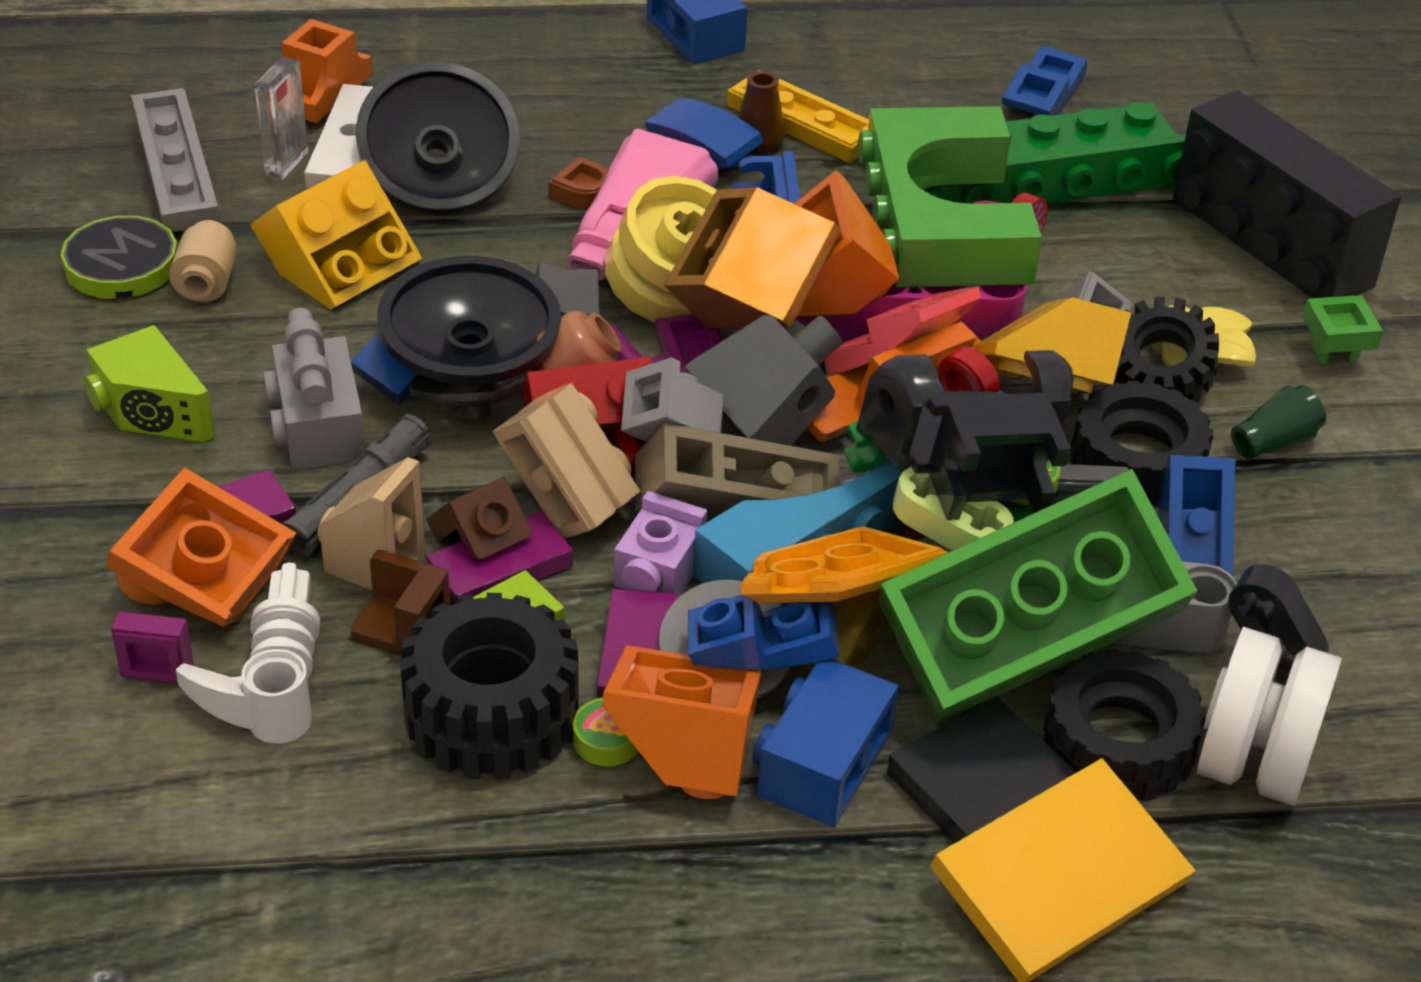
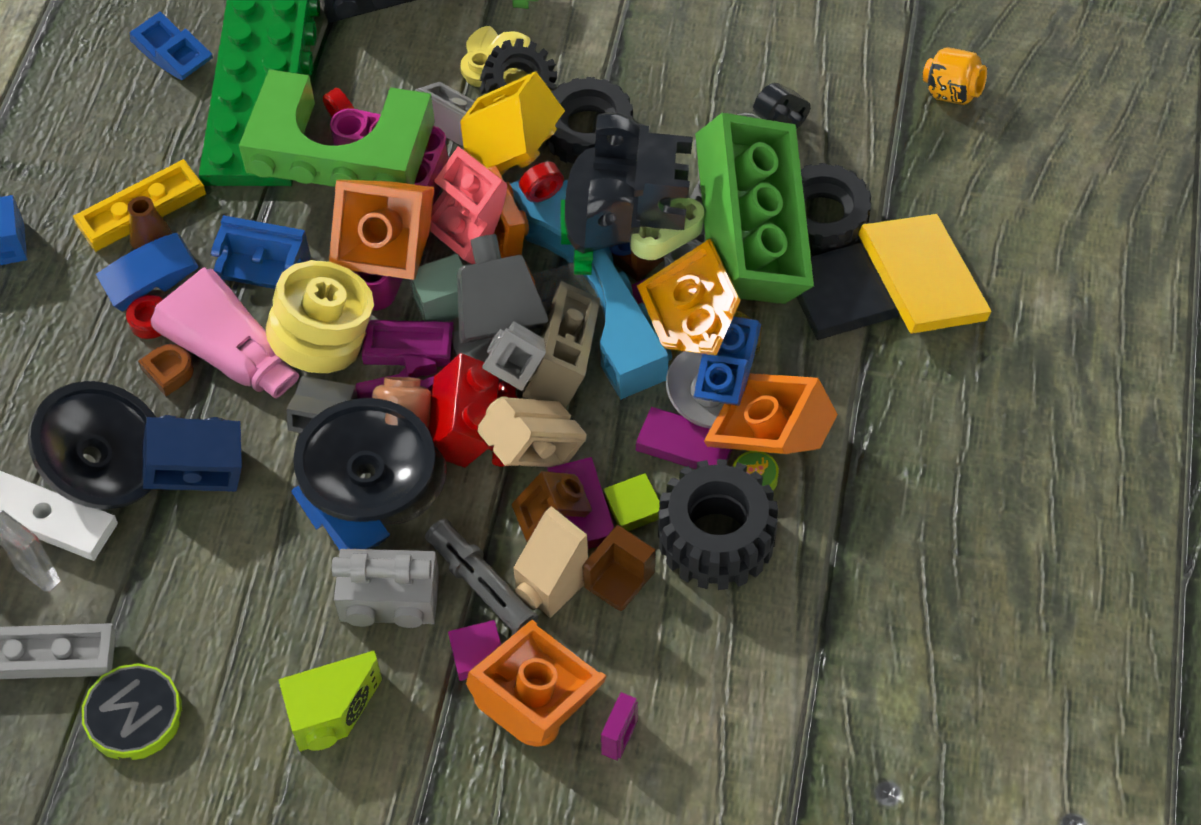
camera: 70 degrees left, 15 degrees up
(203, 261) = (177, 644): tan brick -> none
(273, 685) = (651, 647): white piece -> none
(337, 237) = (183, 544): yellow slope -> none
(452, 203) = (191, 454): none -> dark blue brick
(658, 546) = (609, 406): lavender brick -> none
(751, 259) = (397, 261): slope -> none
(825, 740) = (801, 348): blue brick -> none
(1199, 509) = (676, 110): blue slope -> none
(1263, 714) = (861, 131): white wheel -> none
(1282, 421) = (592, 43): dark green cone -> none

